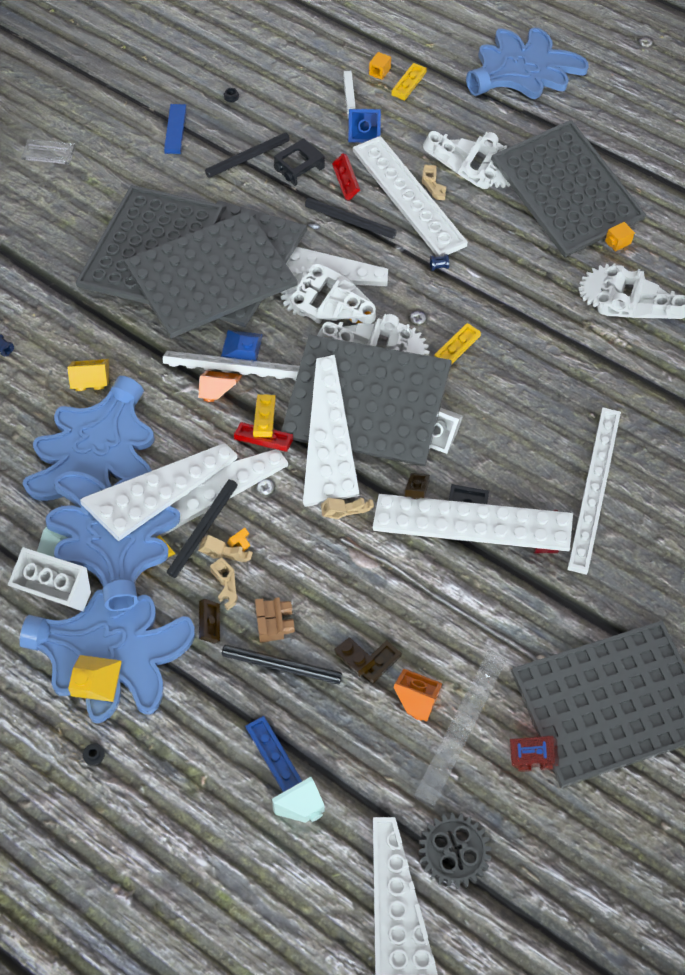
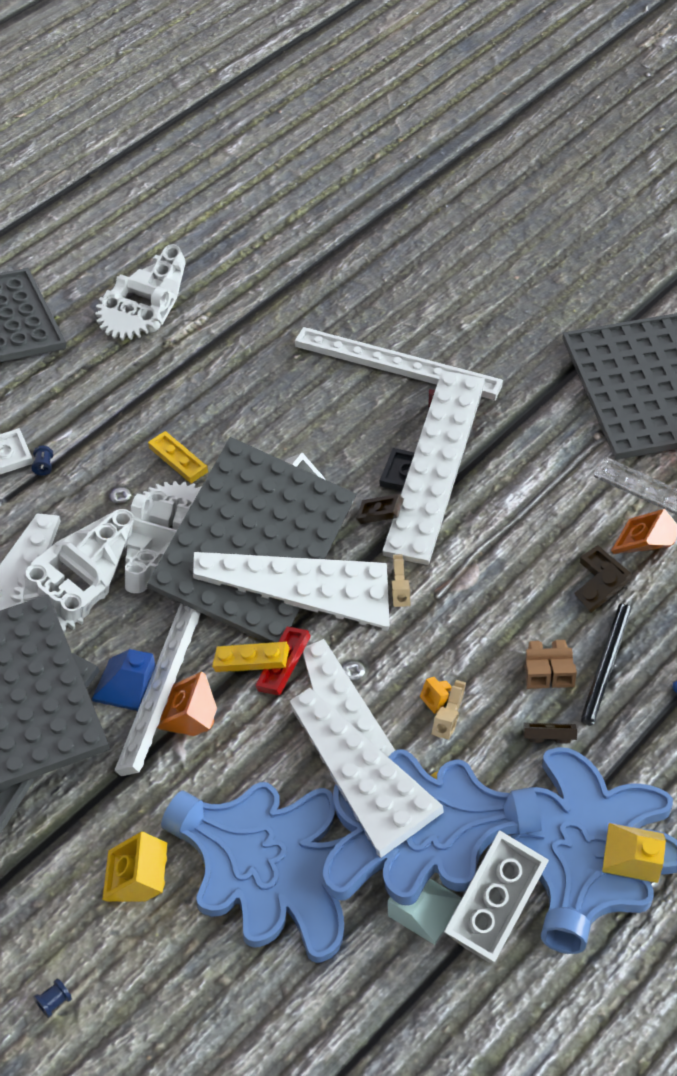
camera: 80 degrees left, 10 degrees down
(202, 528) = (410, 728): black axle -> none
(229, 592) = (493, 709): tan piece -> none
(619, 236) = (53, 293): light orange brick -> none

